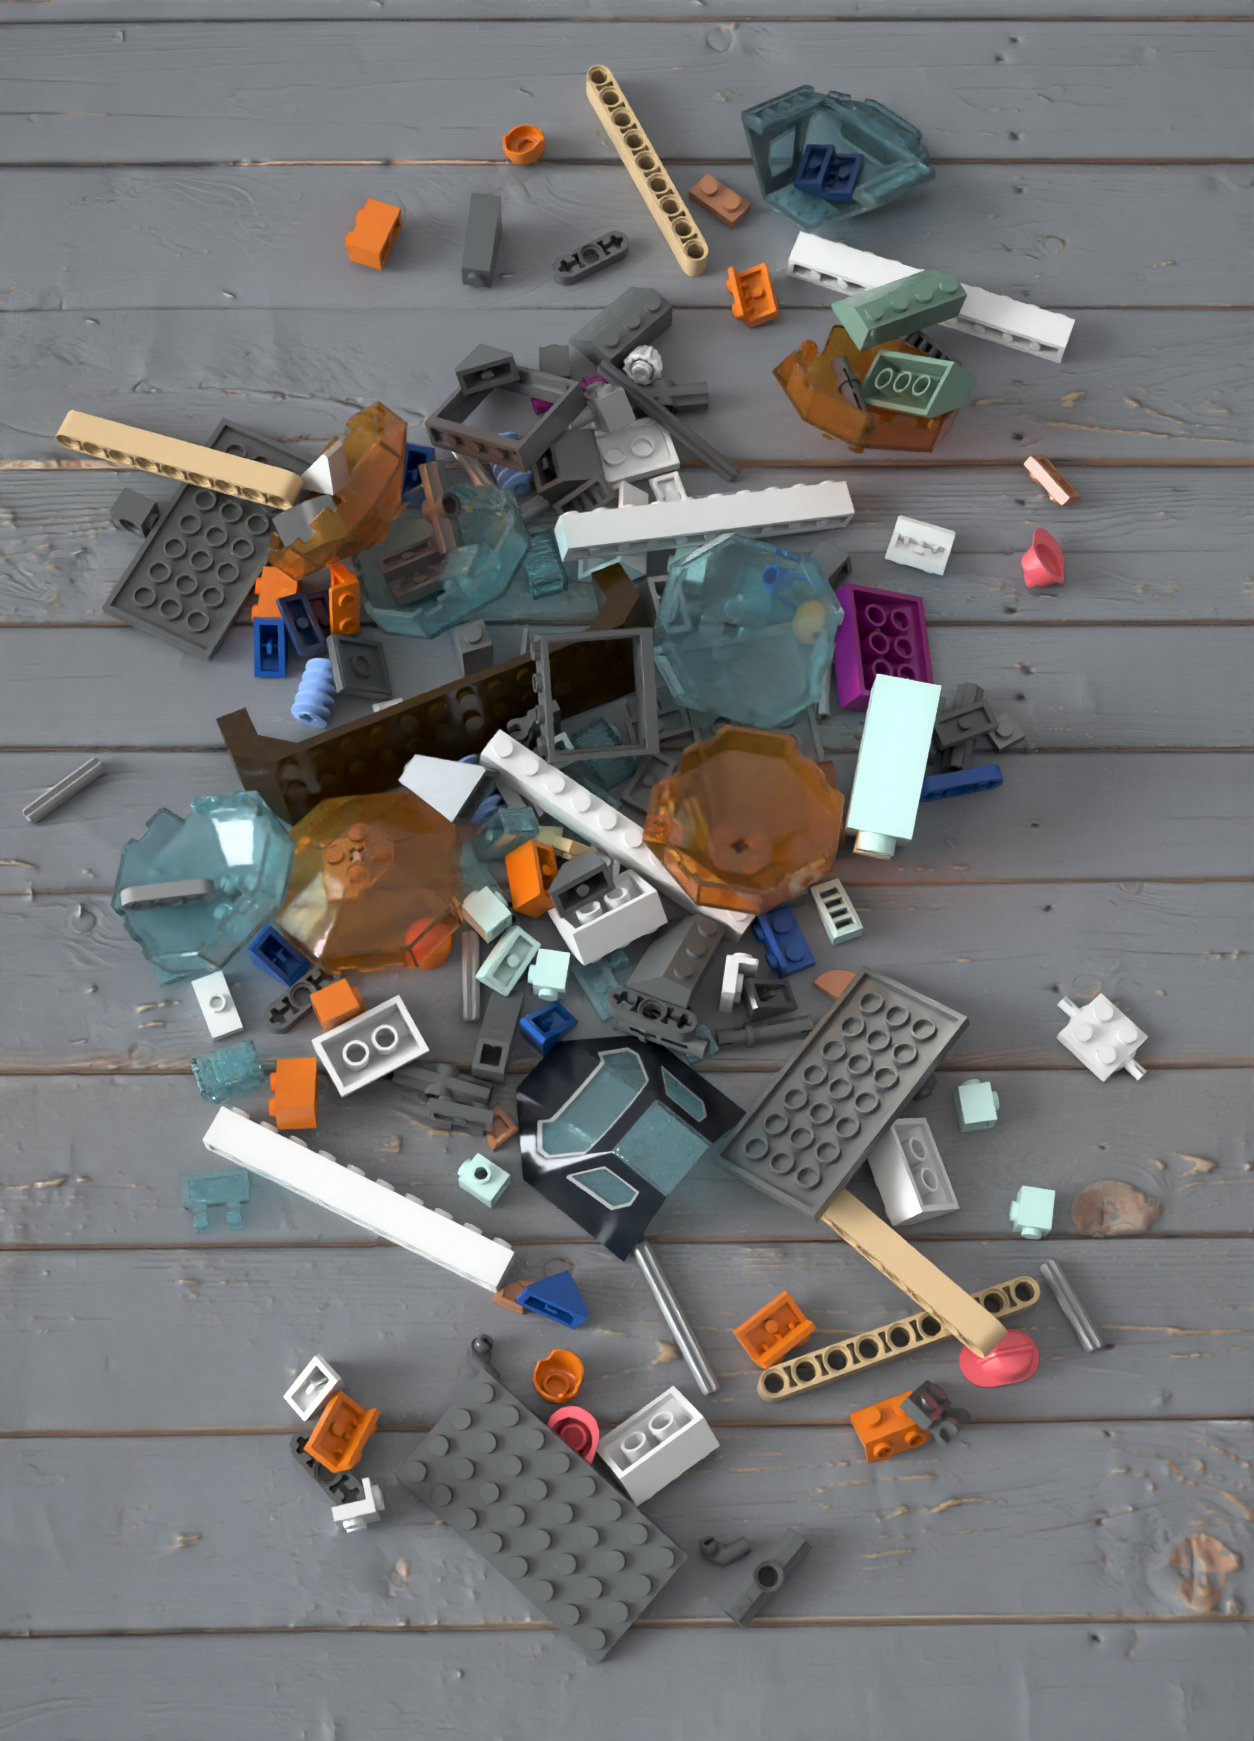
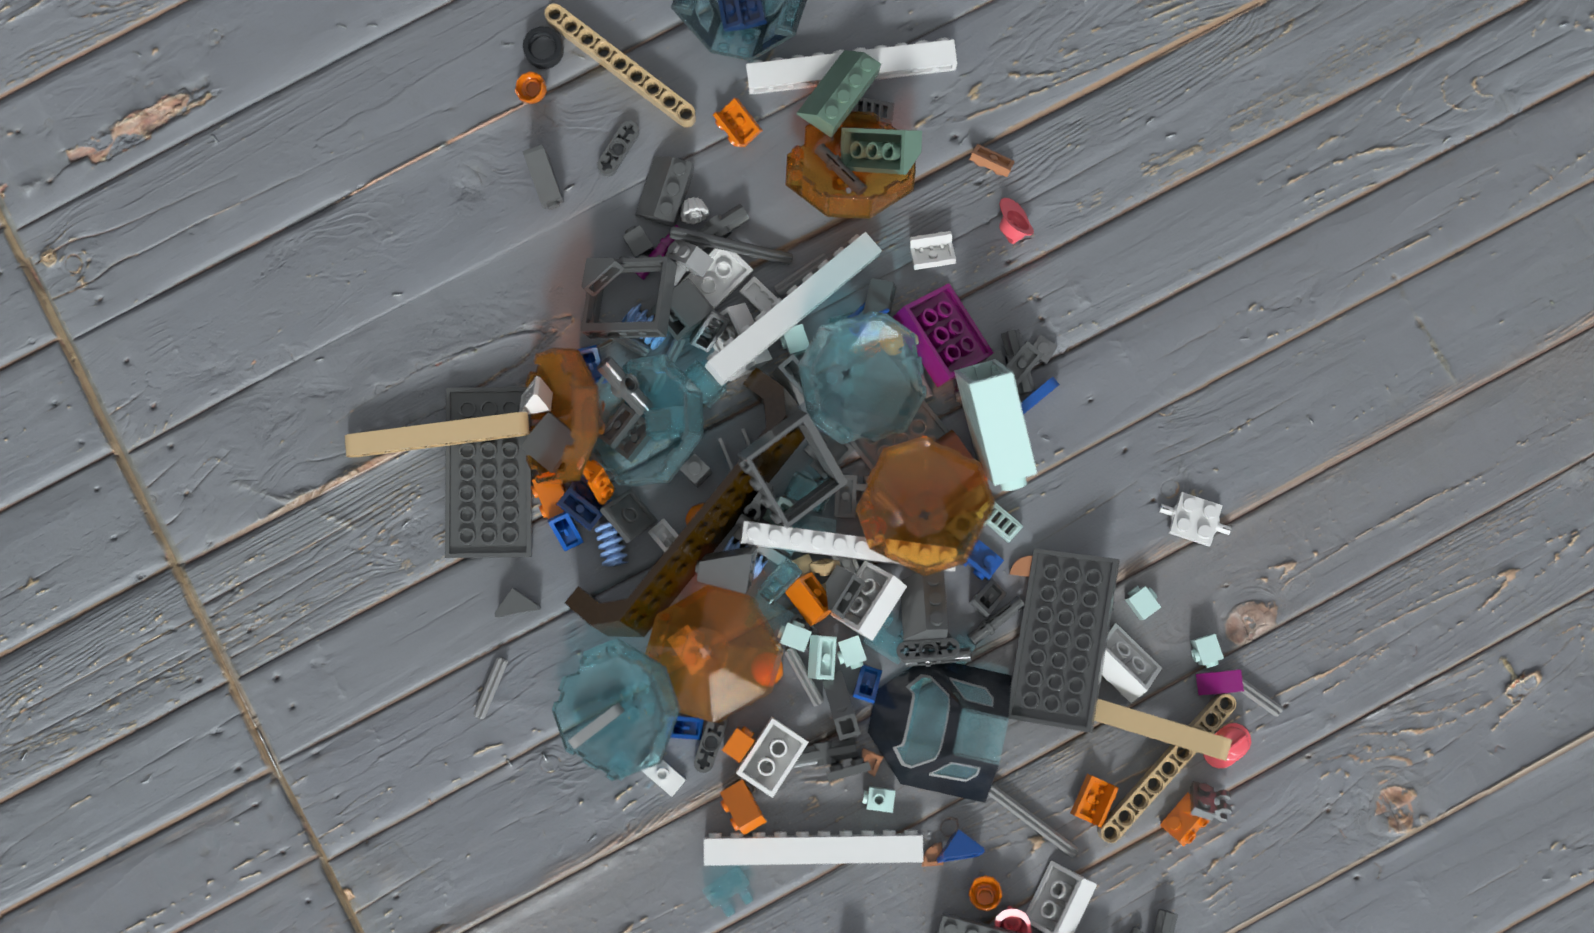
camera: 25 degrees left, 15 degrees up
(135, 513) = (428, 482): dark grey brick -> none
(154, 705) = (516, 603): none -> dark grey slope
(228, 1071) = (693, 813): clear light blue brick -> none
(374, 234) = (469, 206): orange brick -> none
(480, 1354) = (933, 904): dark grey arm -> none
(564, 93) = (538, 32): none -> black tyre
(719, 200) = (679, 62): nougat plate -> none
(737, 968) = (964, 605): white bracket -> none
(1030, 1260) = (1219, 682): none -> magenta slope

